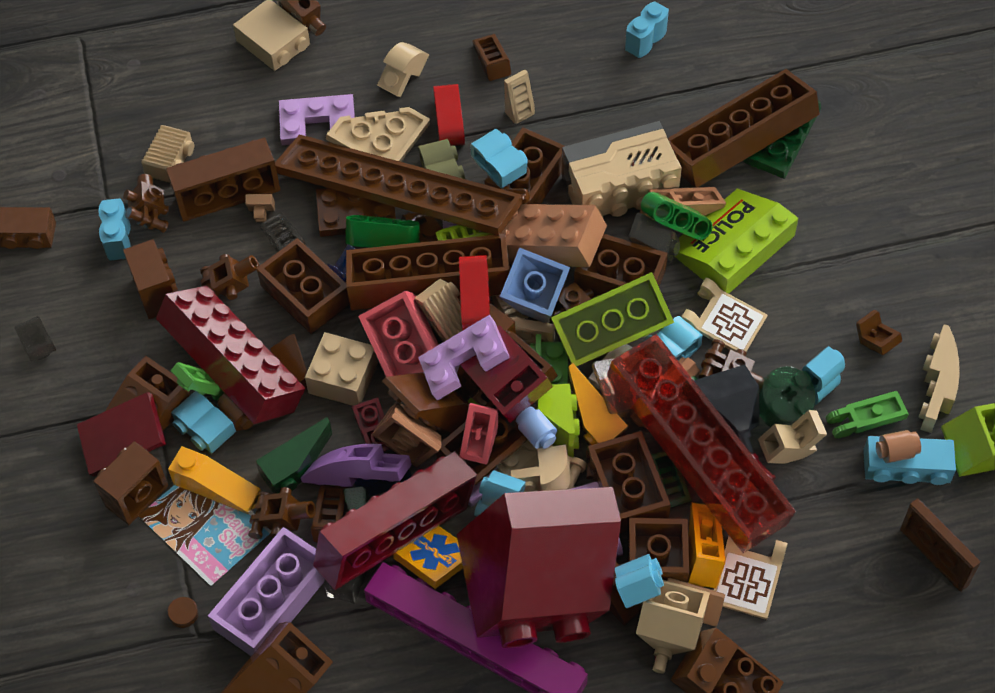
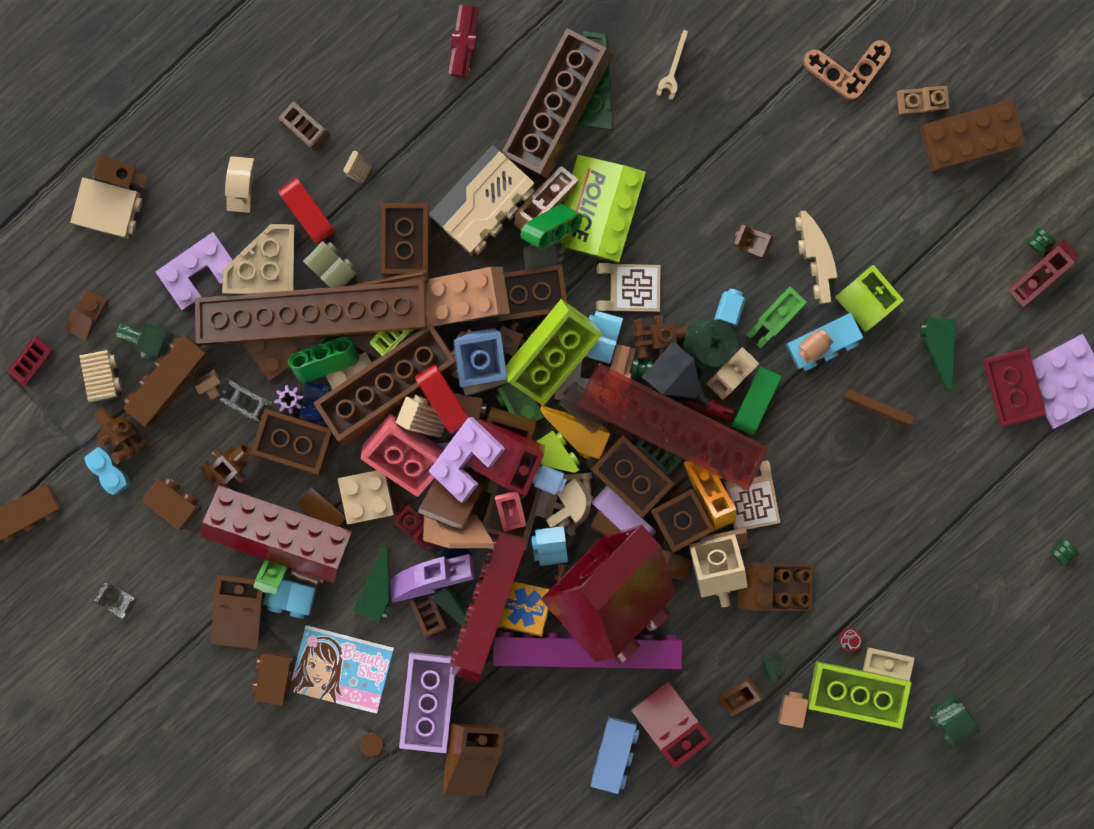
camera: 35 degrees left, 30 degrees up
(118, 428) = (238, 643): dark red tile -> none
(132, 116) = (48, 352): none -> dark red slope
(190, 107) = (86, 315): none -> reddish brown slope
(212, 480) = (330, 638): light orange slope -> none
(230, 131) = (150, 340): none -> clear green brick
(278, 512) = (394, 638): reddish brown piece -> none
(327, 250) = (284, 395): none -> lavender gear
(499, 158) = (383, 250): medium azure brick -> none
(639, 580) = (686, 564): medium azure brick -> none
(646, 29) = (420, 37): medium azure brick -> none
(680, 54) = (463, 41): none -> dark red piece
(809, 477) = (756, 401): none -> green beam
(874, 150) = (669, 82): none -> tan flag

